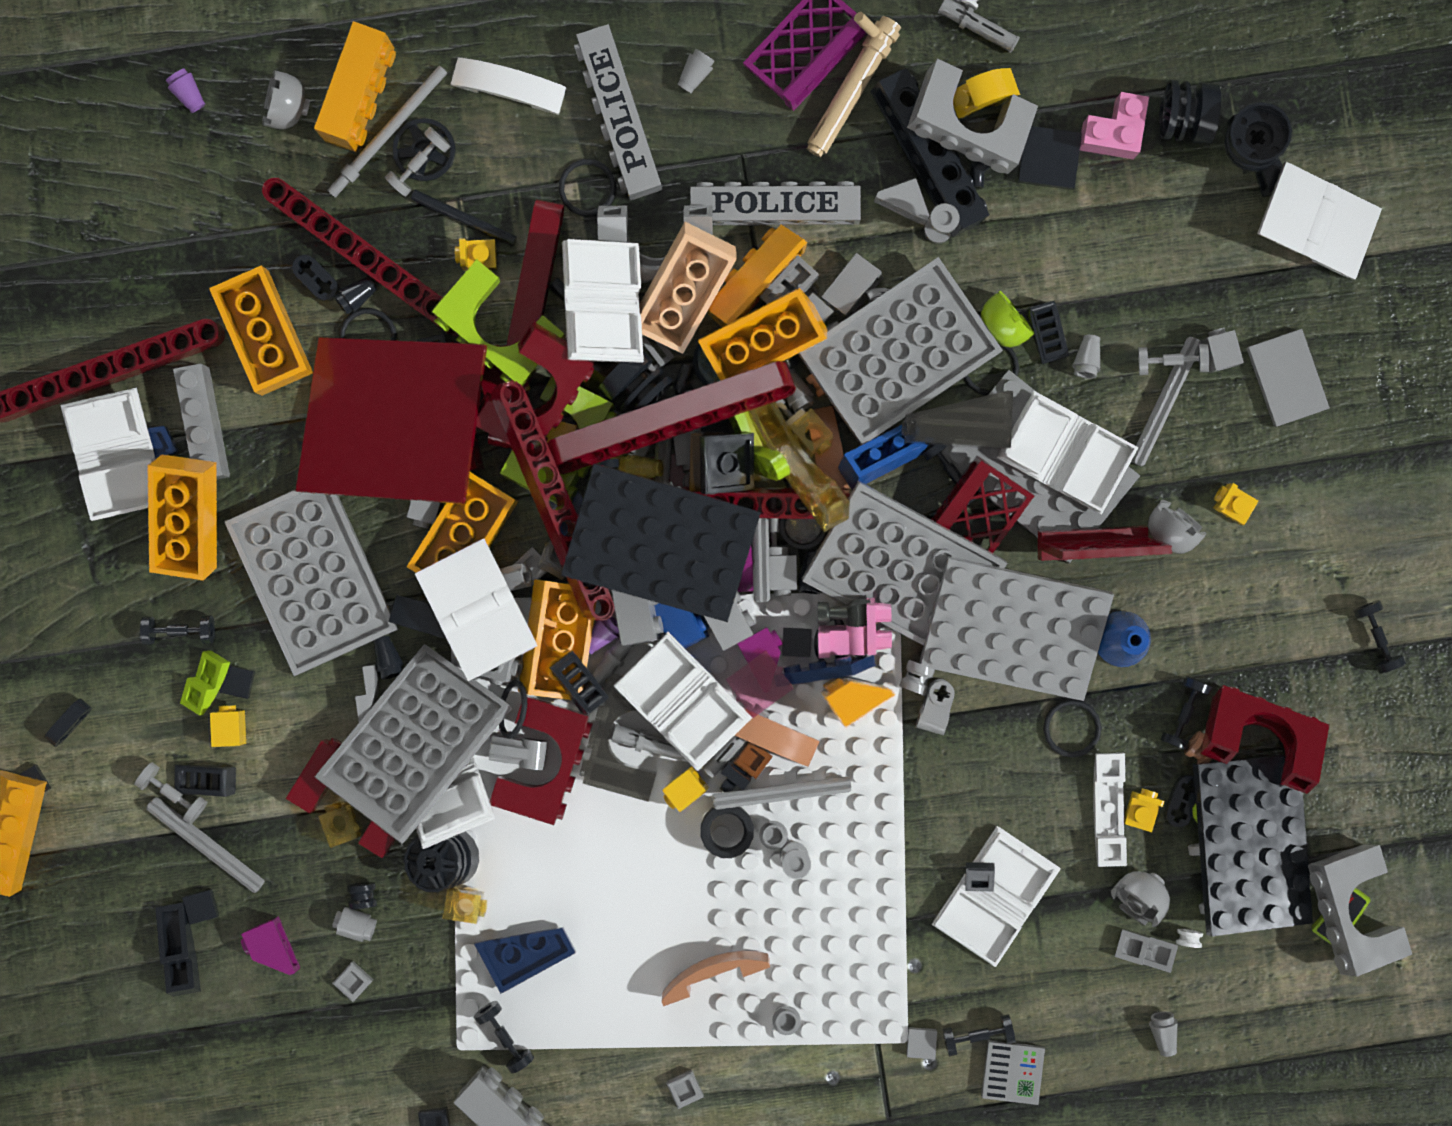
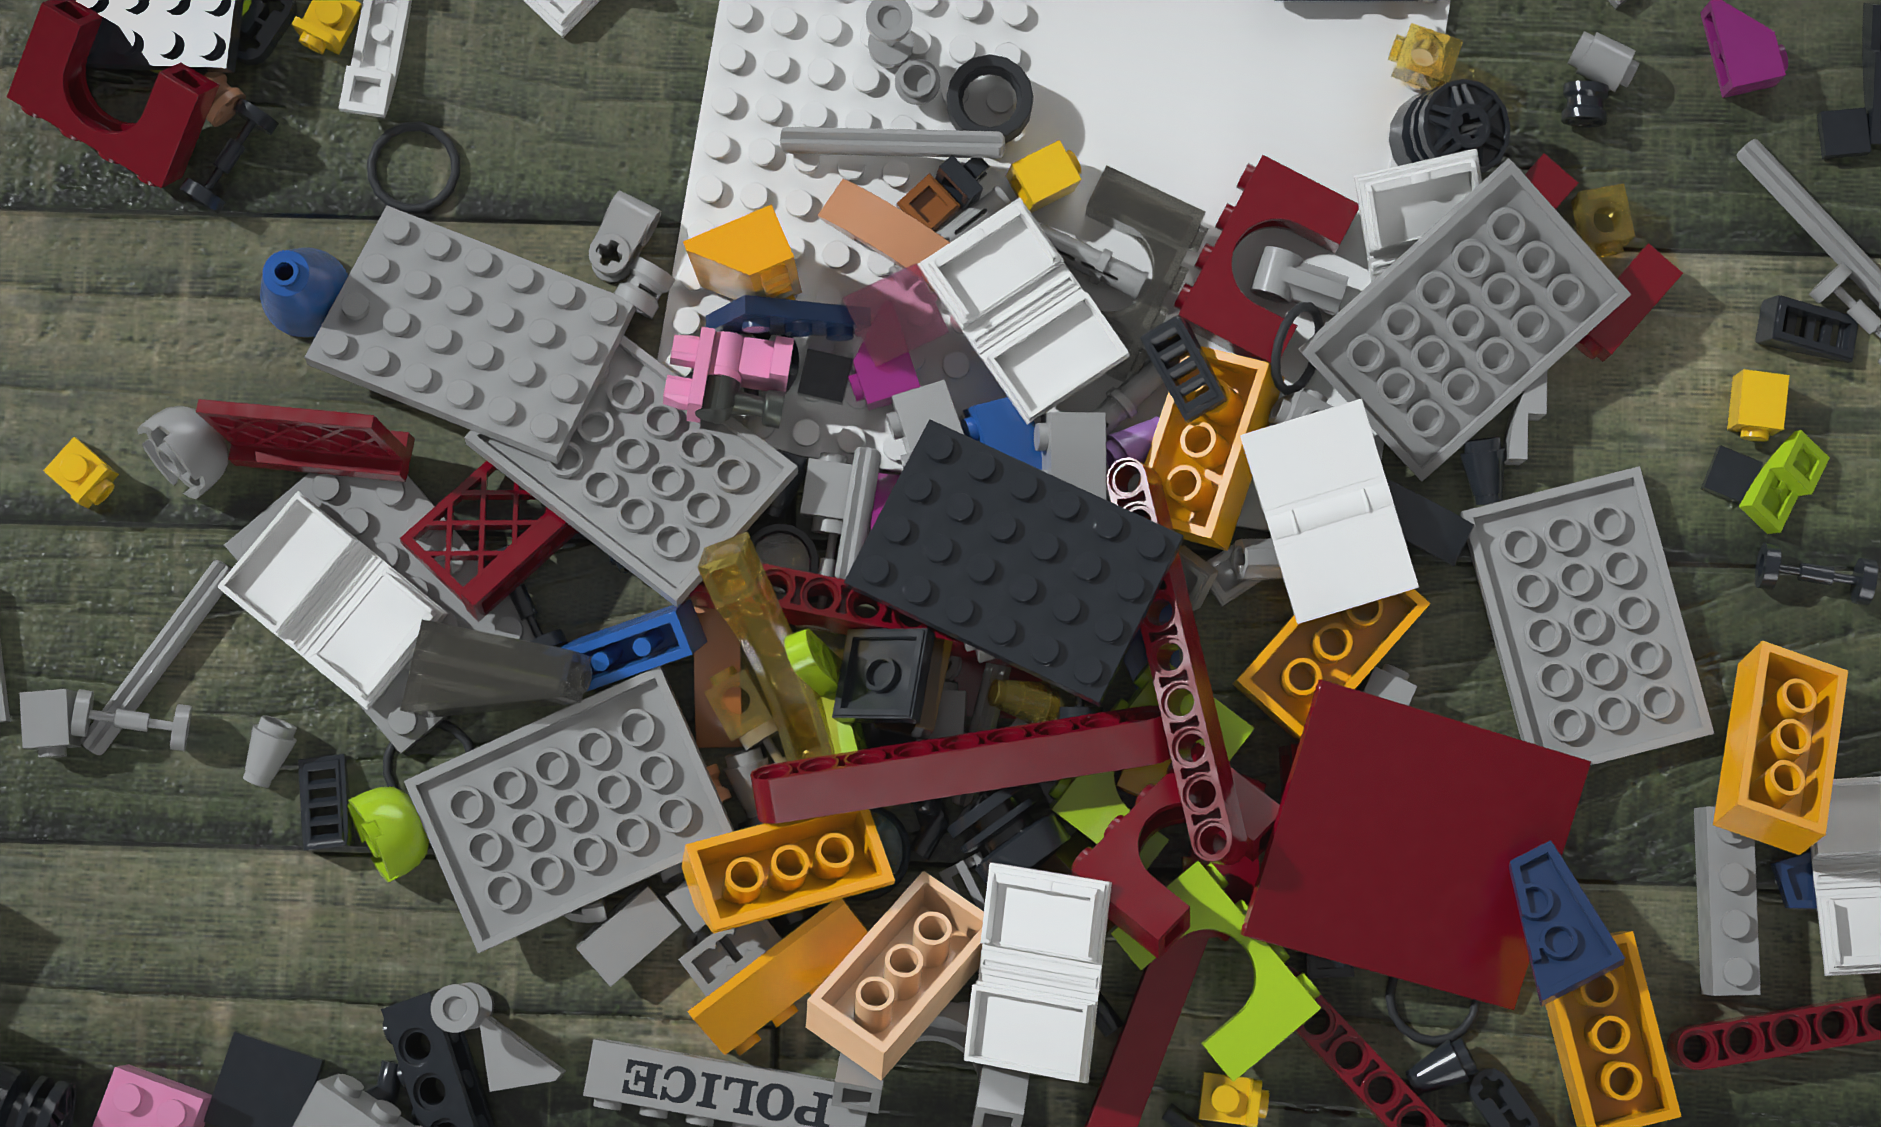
camera: 170 degrees left, 5 degrees down
(298, 387) = (1560, 925): none -> dark blue wing

